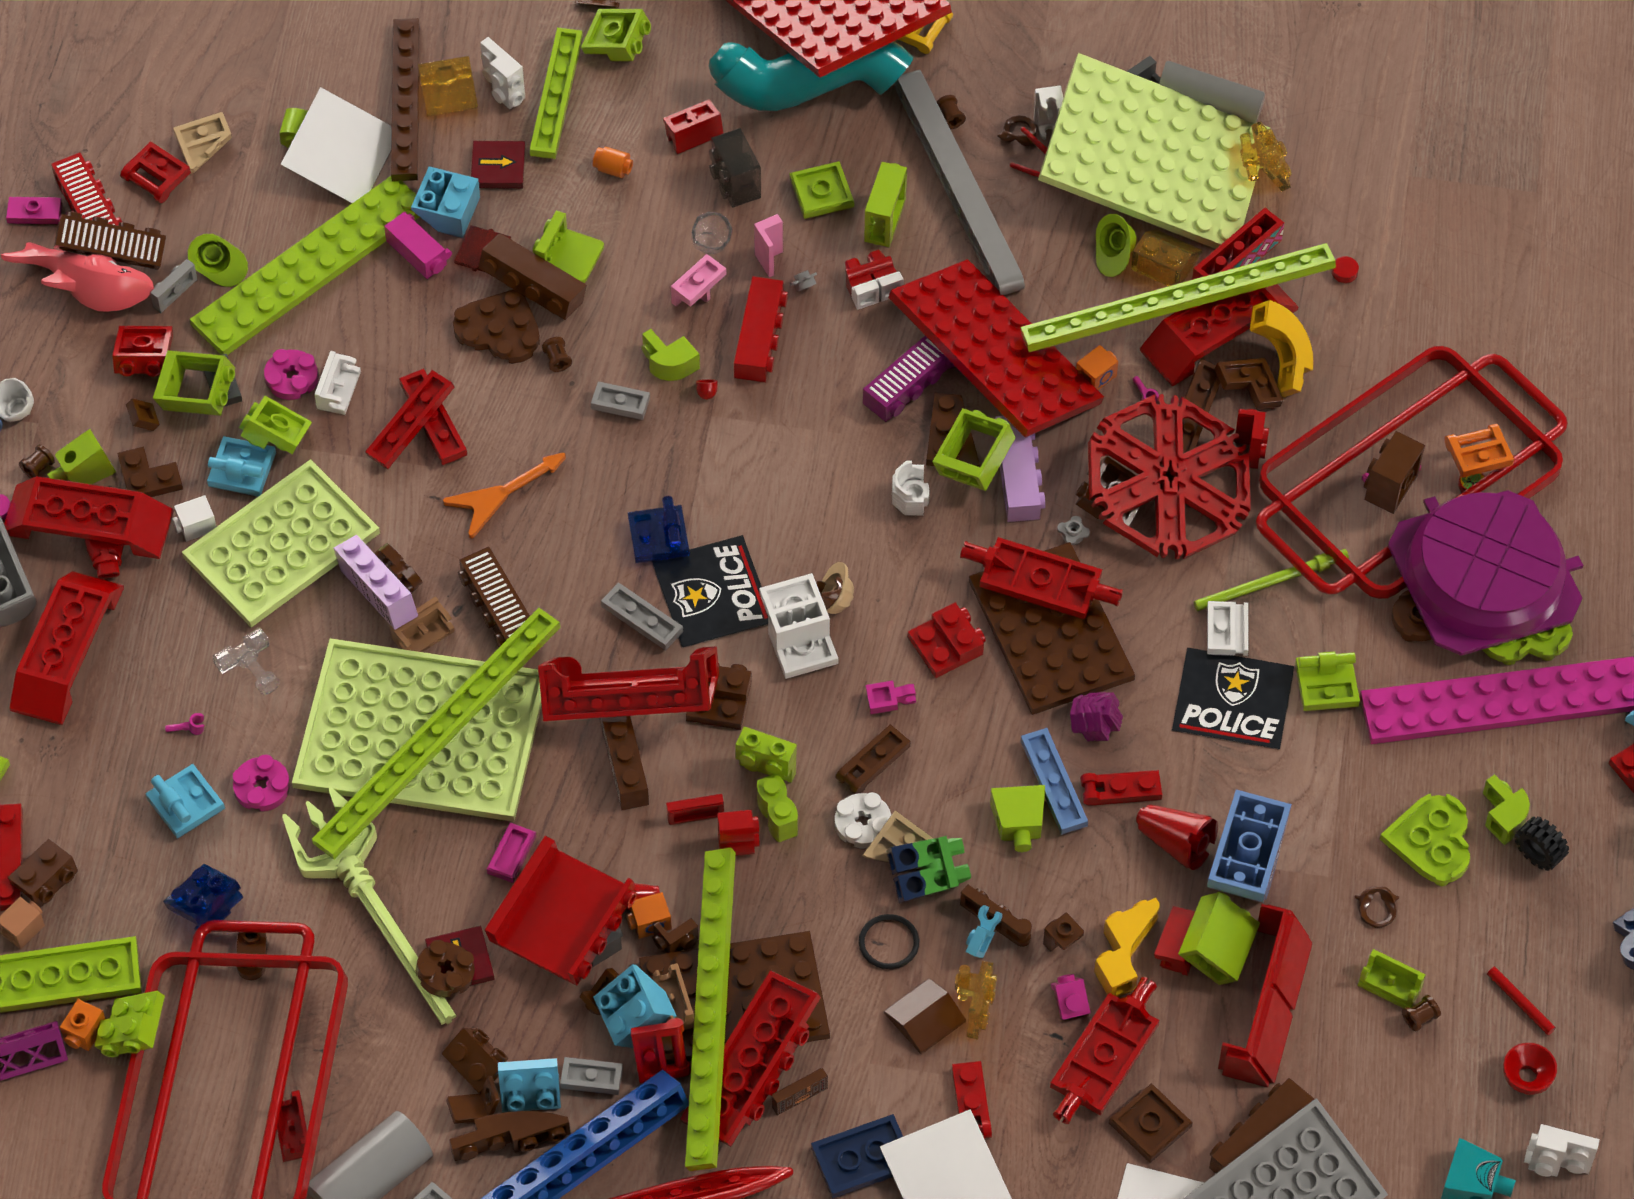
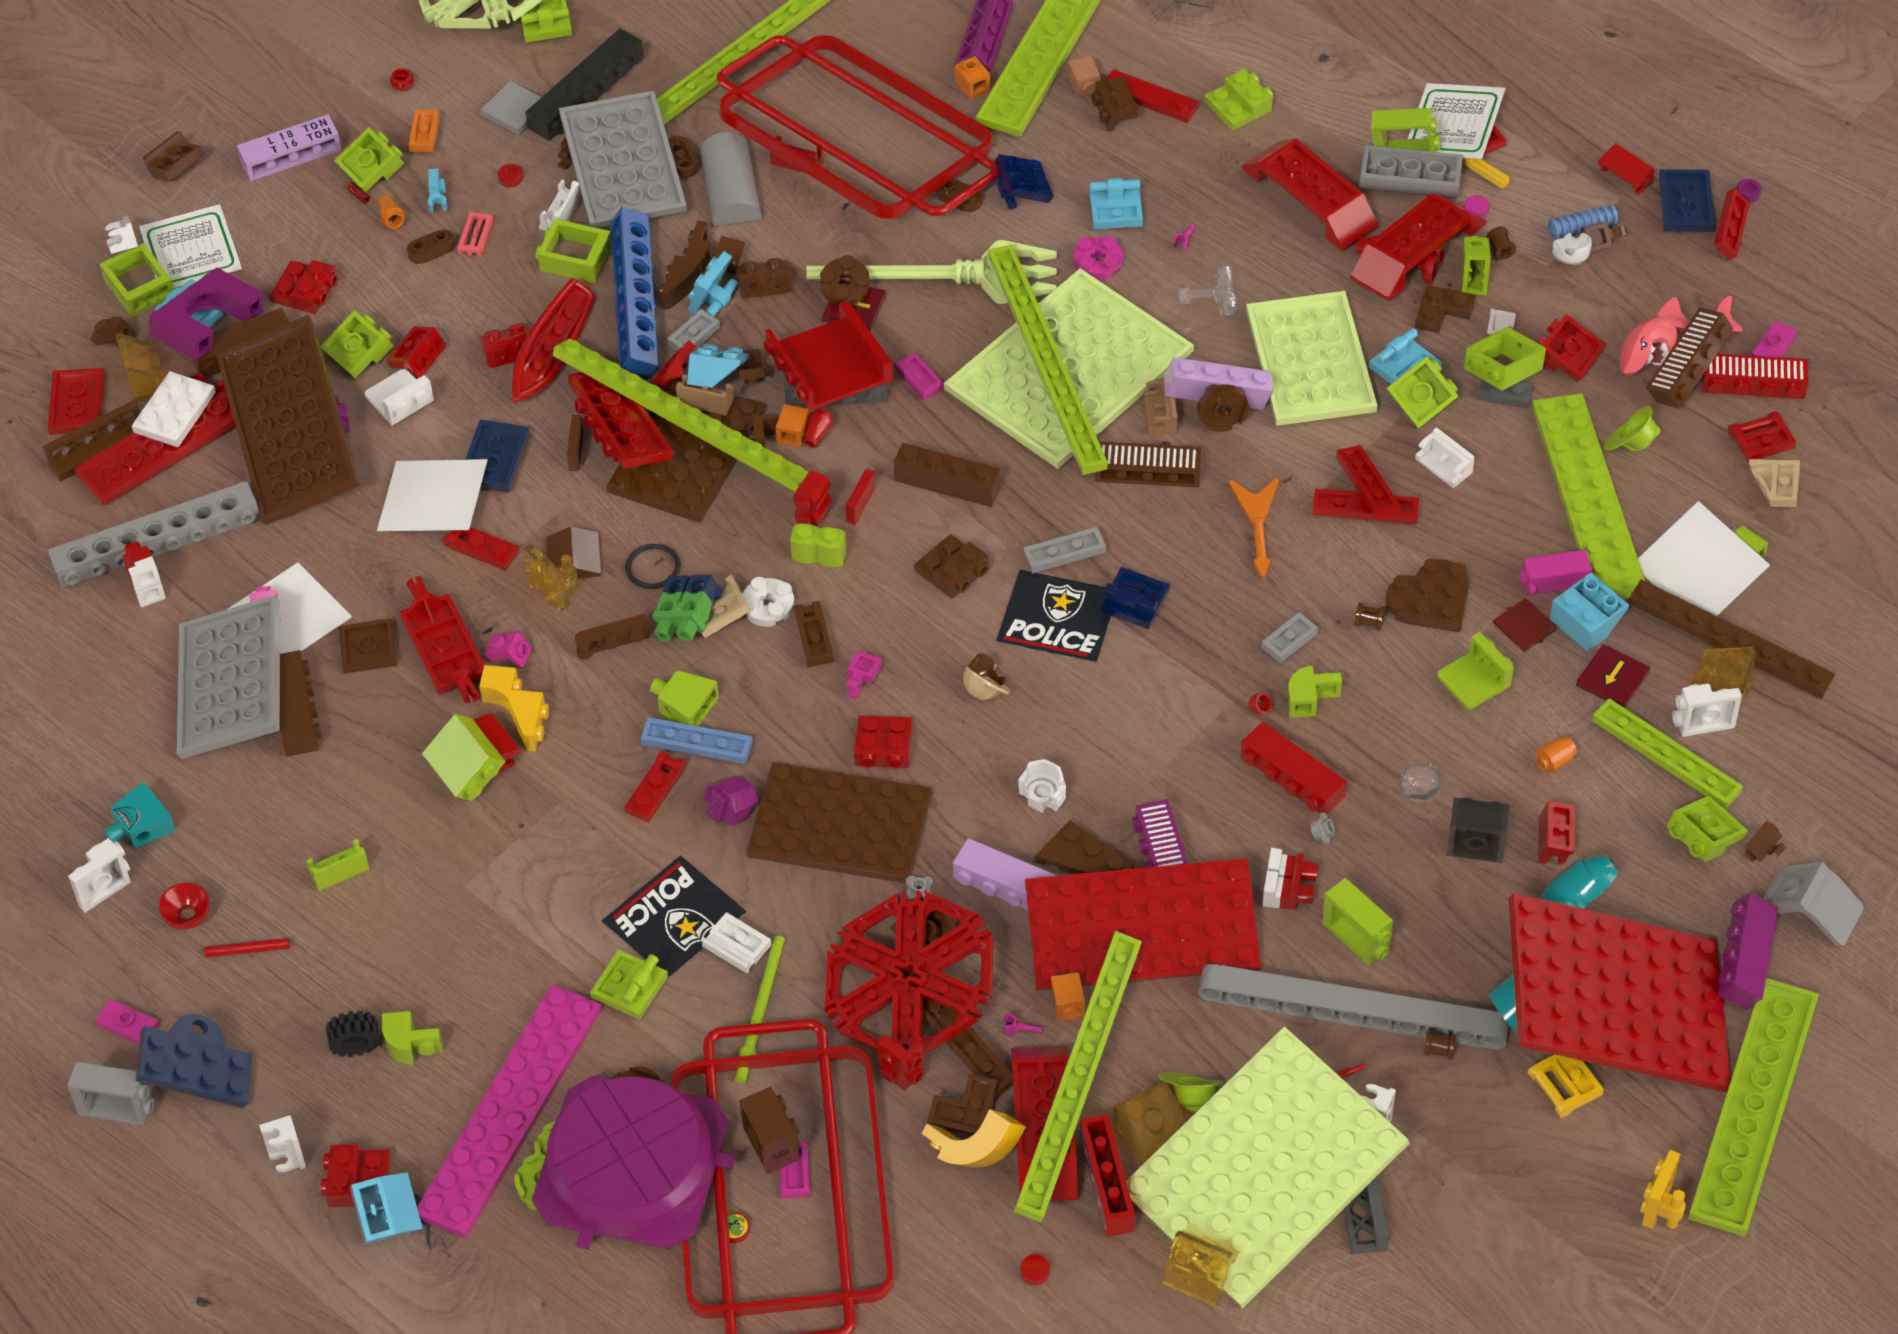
camera: 125 degrees right, 5 degrees down
(131, 1024) = (946, 94): lime plate -> none
(173, 286) = (1622, 391): light grey plate -> none
(194, 518) = (1372, 313): white brick -> none
(286, 361) = (1485, 426): dark pink plate -> none
(532, 276) = (1453, 632): reddish brown brick -> none
(579, 695) = (948, 493): red windscreen -> none
(697, 282) = (1370, 742): bright pink panel -> none
(766, 754) = (862, 549): lime plate -> none
(768, 242) = (1371, 806): bright pink panel -> none
(798, 625) = (971, 630): white bracket -> none
(821, 190) = (1417, 897): lime plate -> none
(966, 473) = (1044, 818): lime window -> none
(980, 939) = (599, 610): medium azure plate -> none
(1007, 136) = (1385, 1082): reddish brown piece -> none
(1040, 577) = (881, 821): red plate -> none
(1062, 933) = (558, 660): reddish brown bracket -> none
(1179, 833) = (577, 788): red cone -> none
(1214, 91) = (1310, 1267): light grey brick -> none
(1249, 846) = (506, 800): medium blue brick -> none
(1279, 994) = (390, 773): red piece -> none
(1386, 895) = (407, 913): reddish brown piece -> none
(1421, 1013) = (294, 867): reddish brown bush -> none
(1432, 838) = (430, 970): lime plate -> none
(1482, 456) = (741, 1228): orange plate -> none

